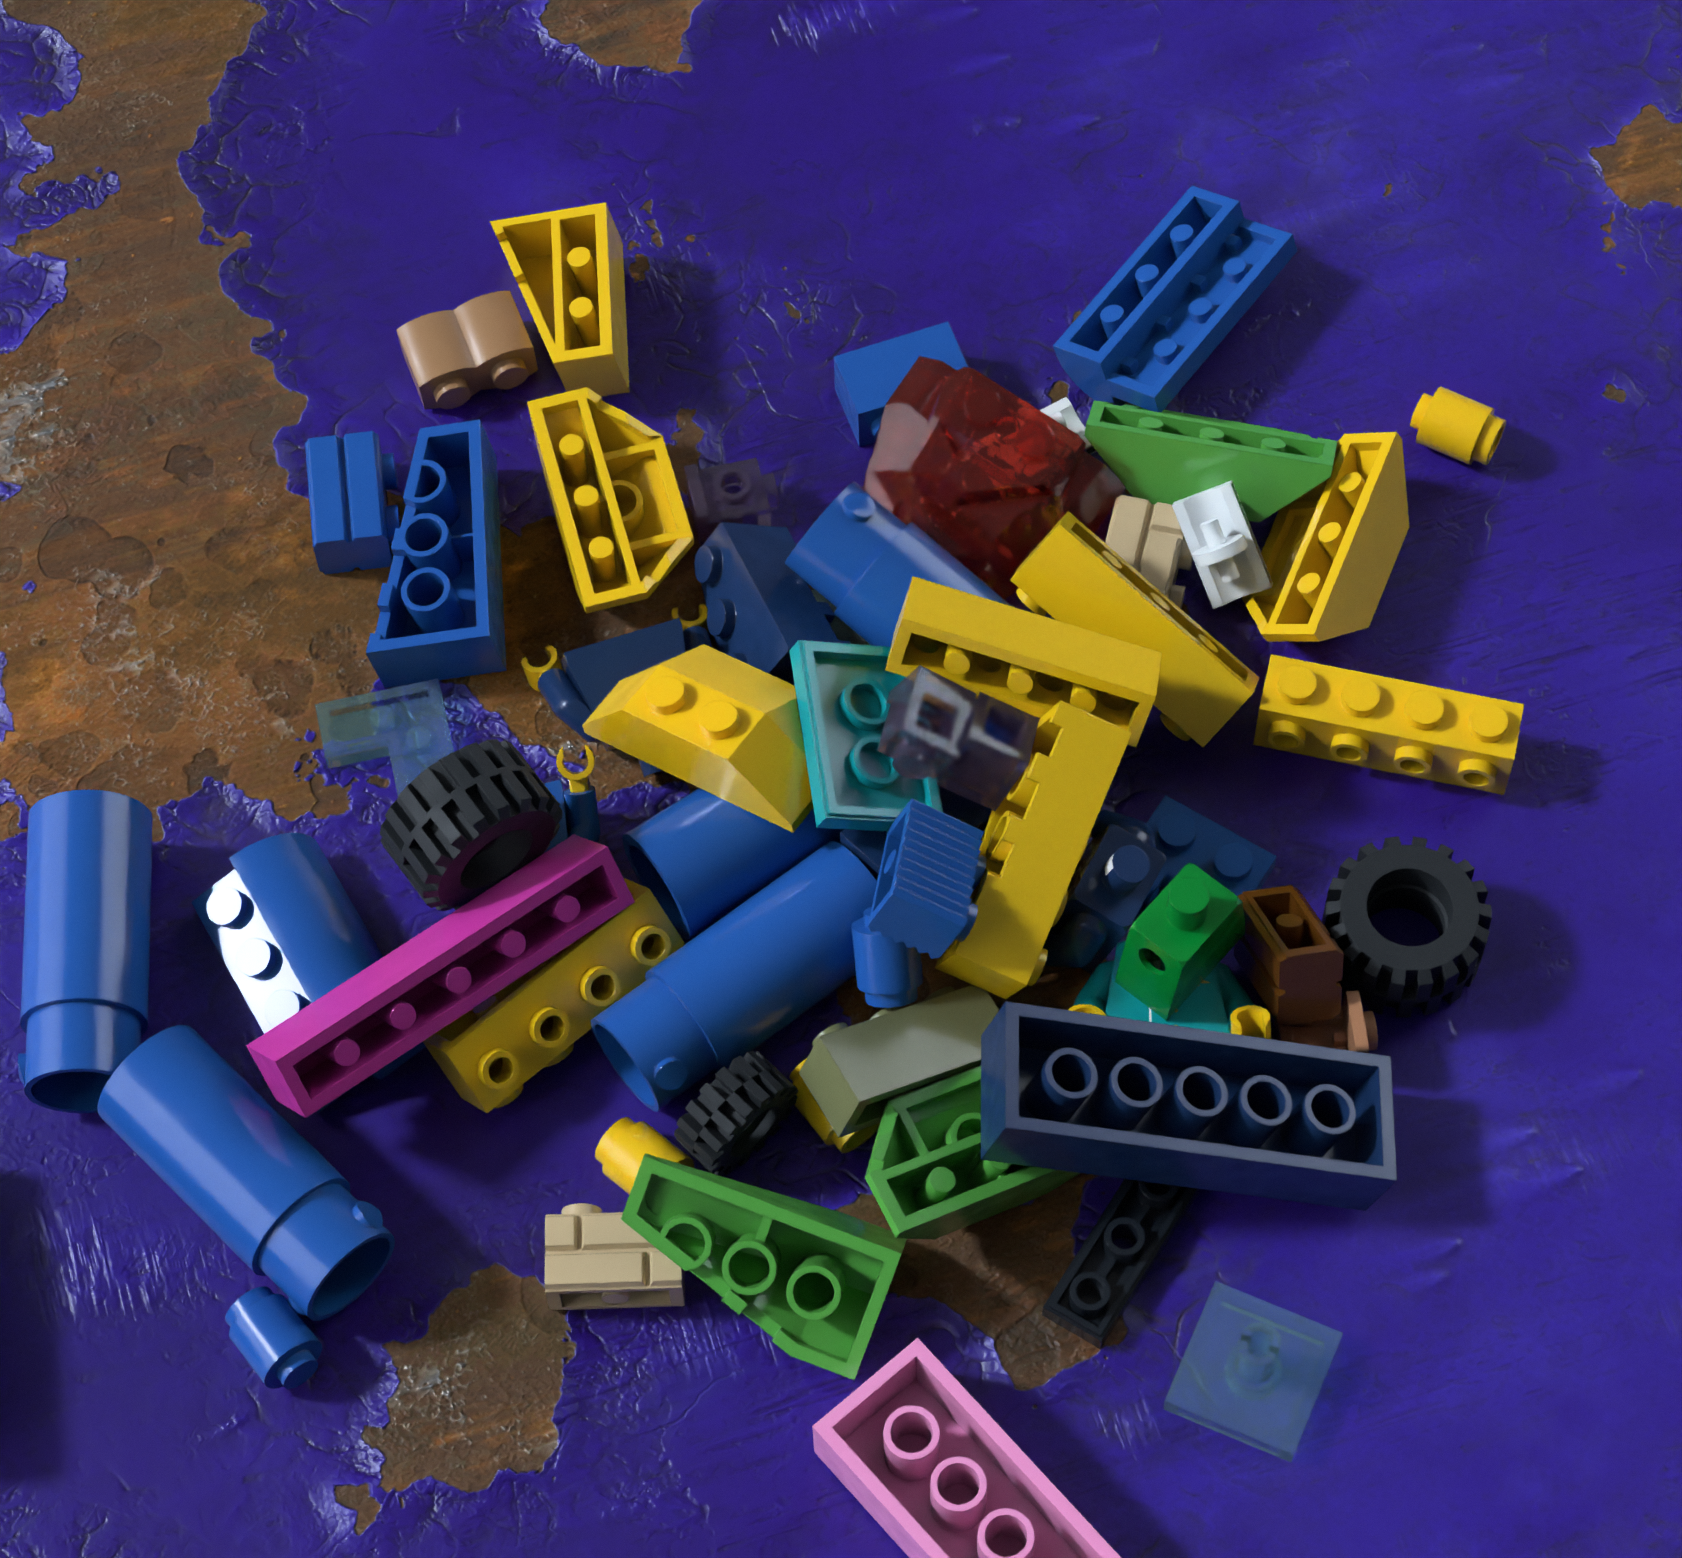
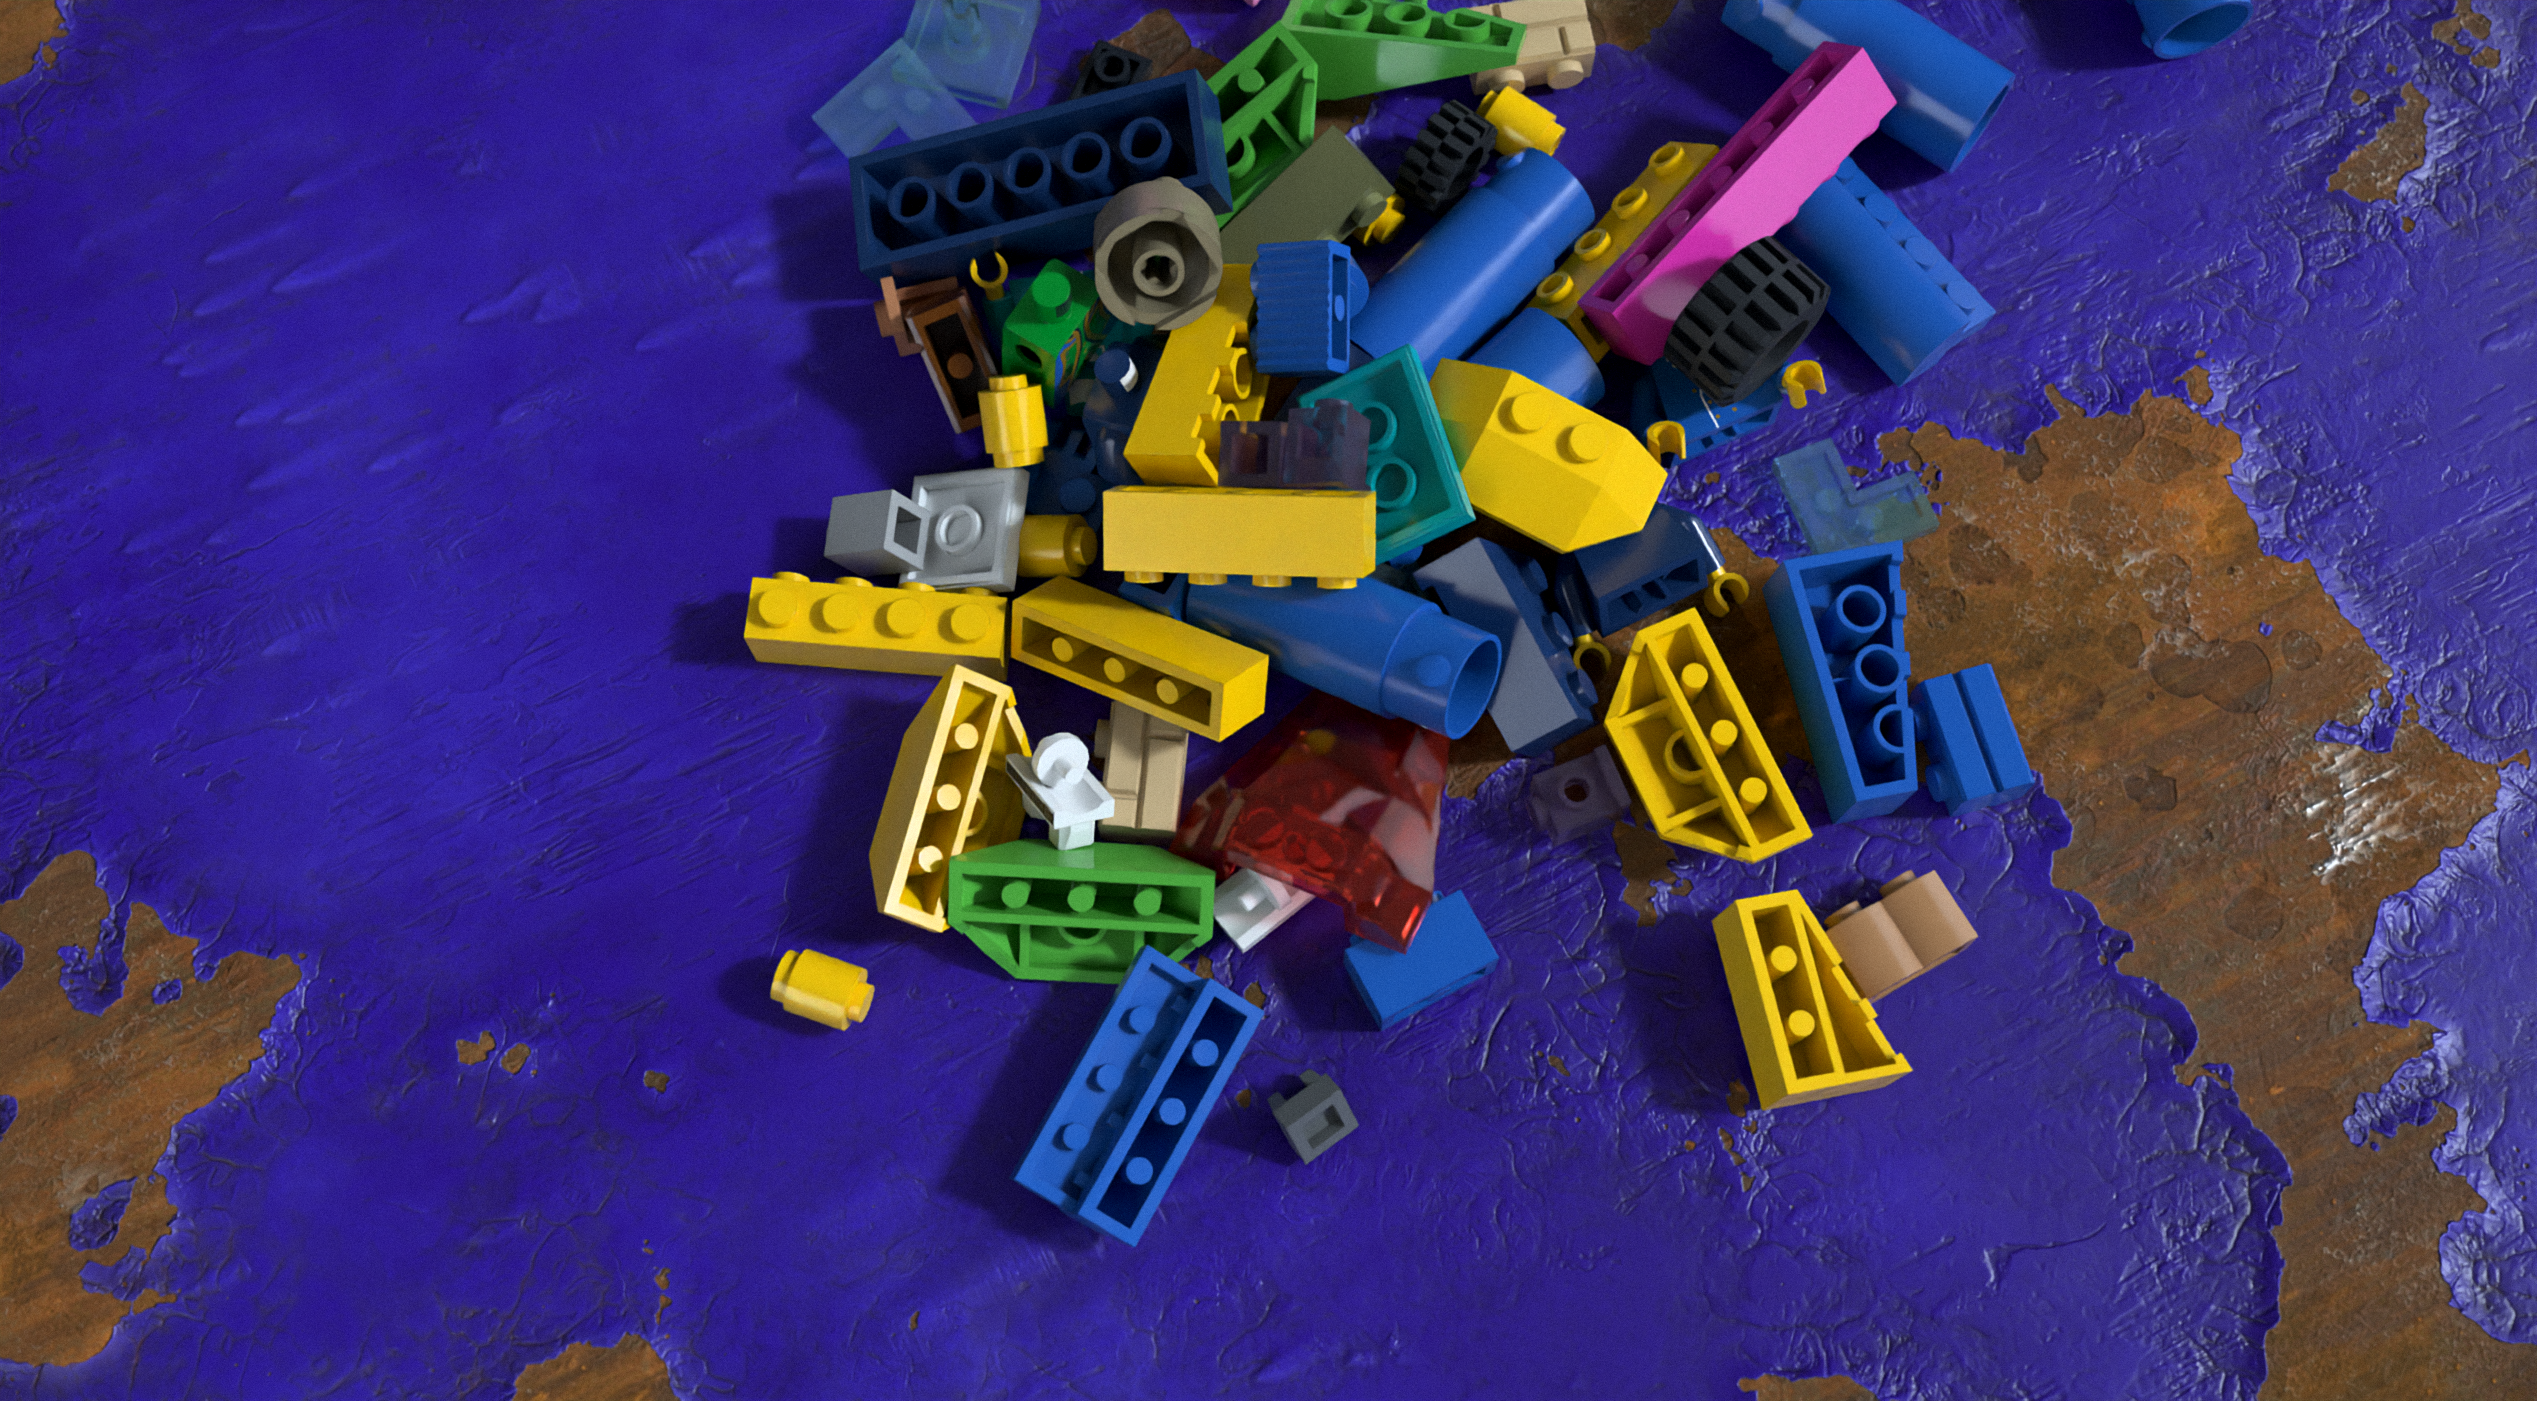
camera: 170 degrees right, 10 degrees up
(84, 944) = (2076, 227): blue piece -> none
(1030, 274) = (1314, 1116): none -> dark grey tile
(1072, 946) = (1157, 254): none -> dark tan brick
(1212, 781) = (1055, 546): none -> yellow brick
(1239, 859) = (1013, 420): none -> yellow brick
(1296, 804) = (971, 528): none -> white tile
(1336, 1298) = (887, 95): none -> clear light blue tile
(1383, 803) = (877, 533): none -> light grey brick
(1416, 881) = (845, 376): black tyre -> none

